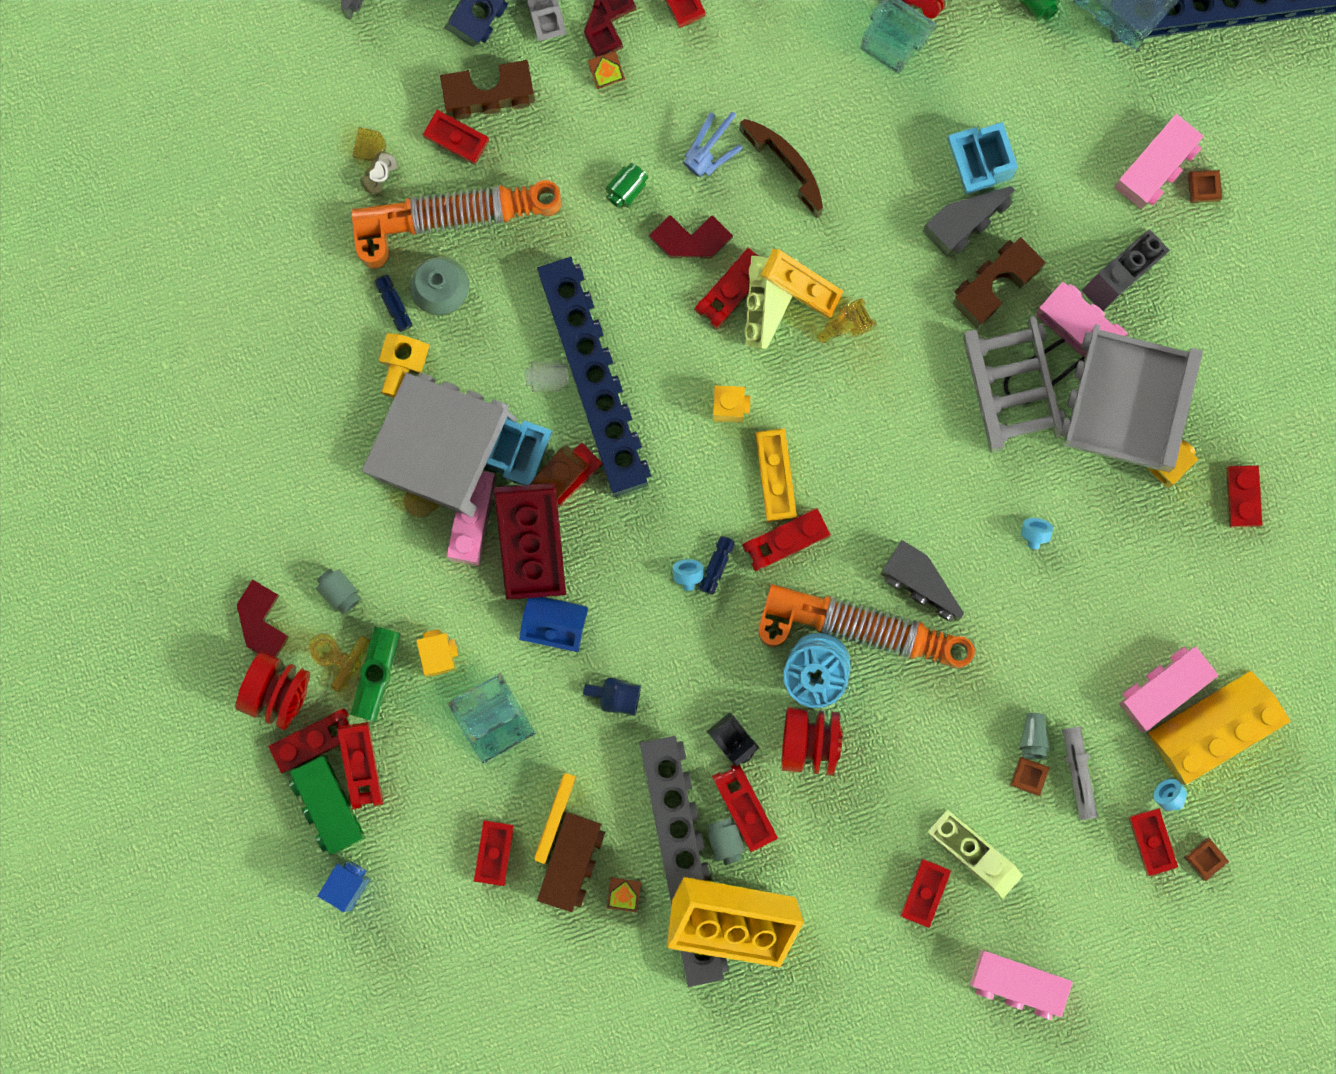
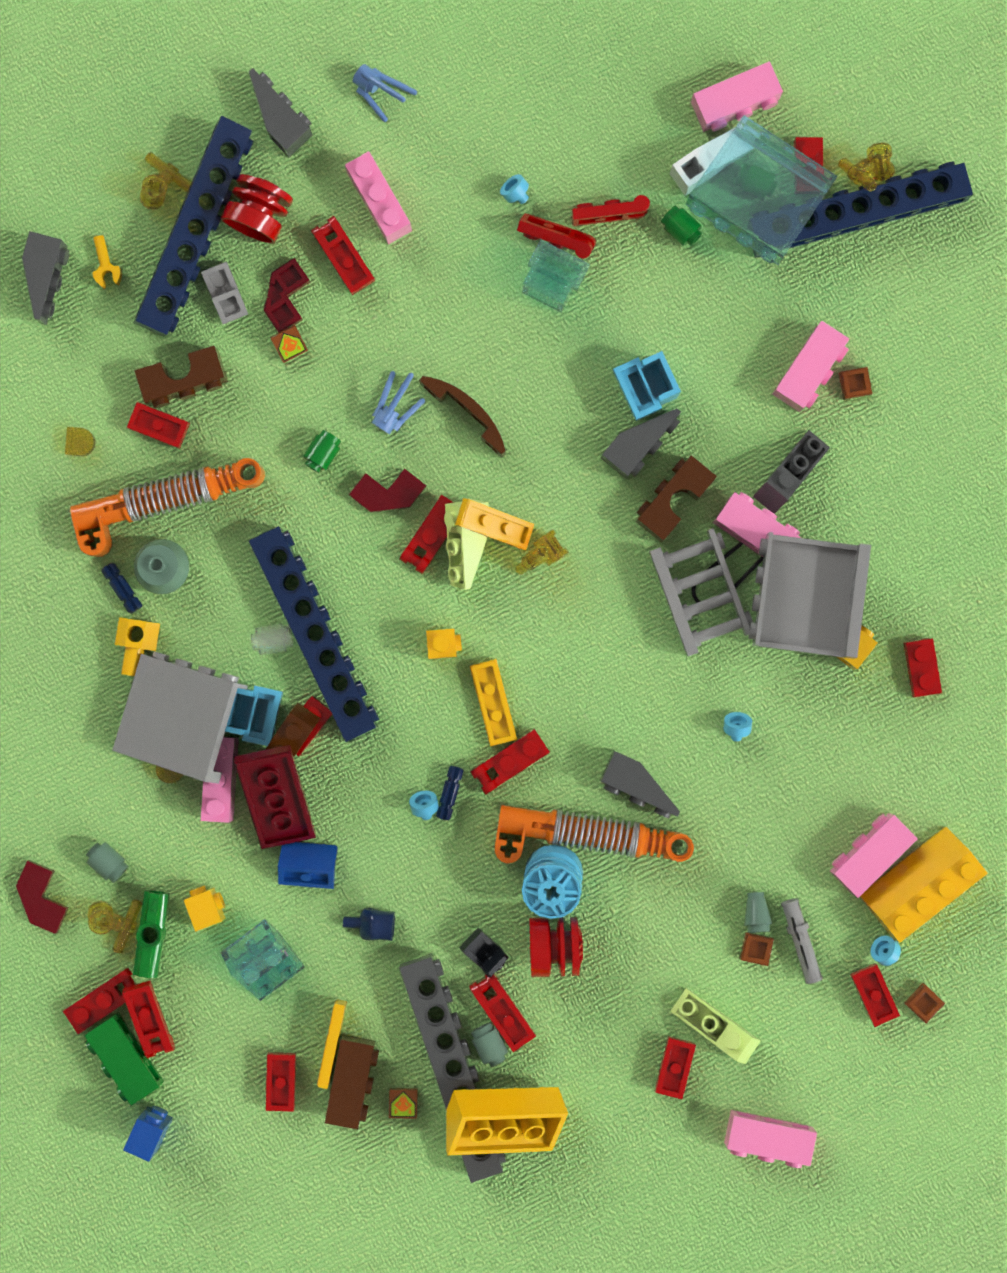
camera: 10 degrees left, 5 degrees up
(279, 693) = (64, 965): red wheel -> none
(378, 172) = (91, 467): piece -> none

